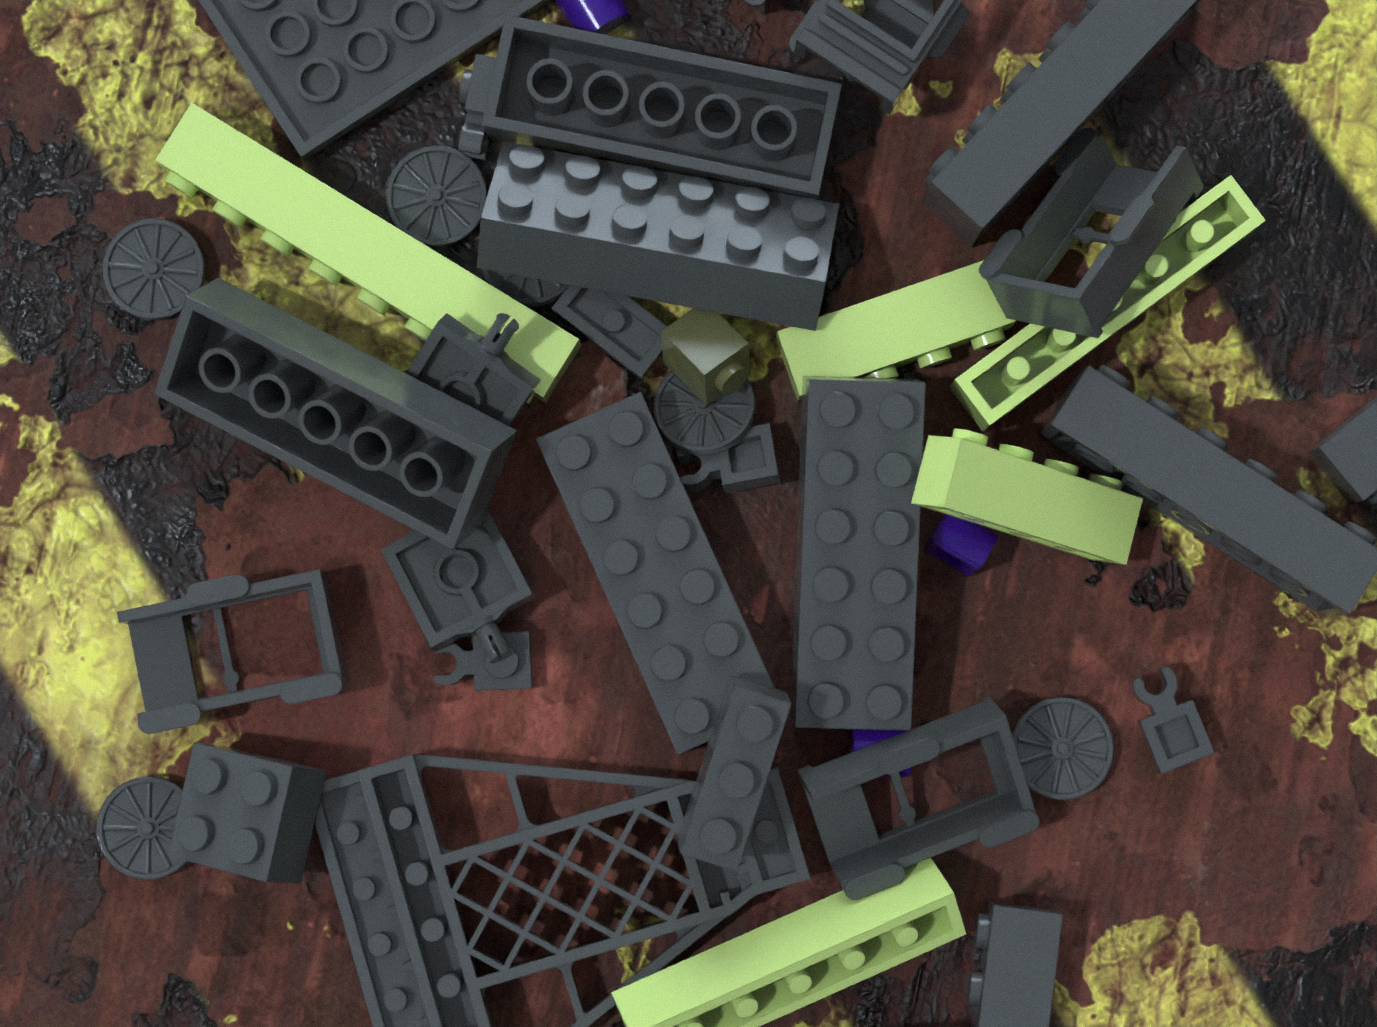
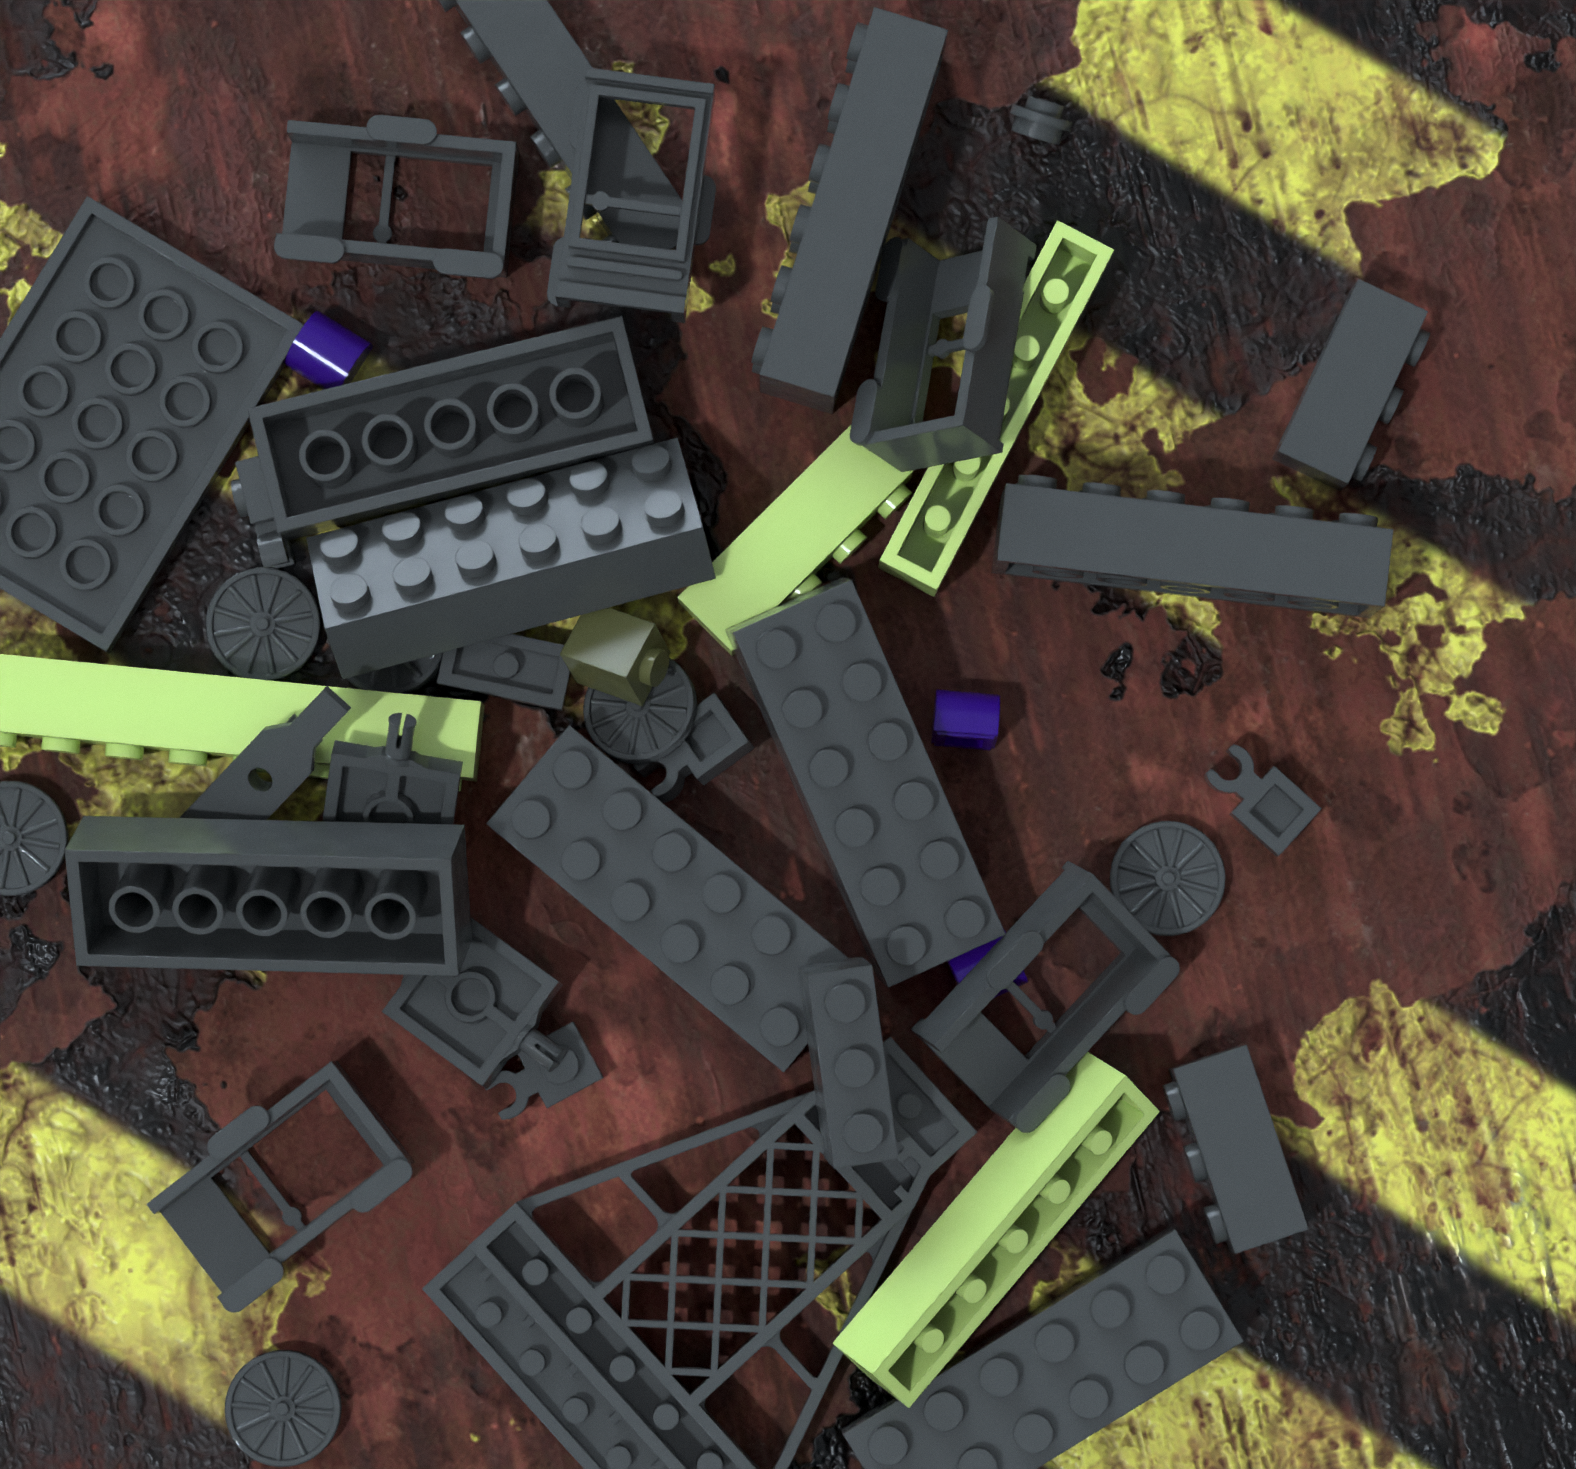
camera: 30 degrees left, 0 degrees up
(247, 813) = (377, 1343): dark grey brick -> none
(400, 301) = (283, 751): none -> dark grey piece
(1027, 498) = (1009, 645): yellowish green brick -> none
(1252, 91) = (1040, 120): none -> dark grey plate

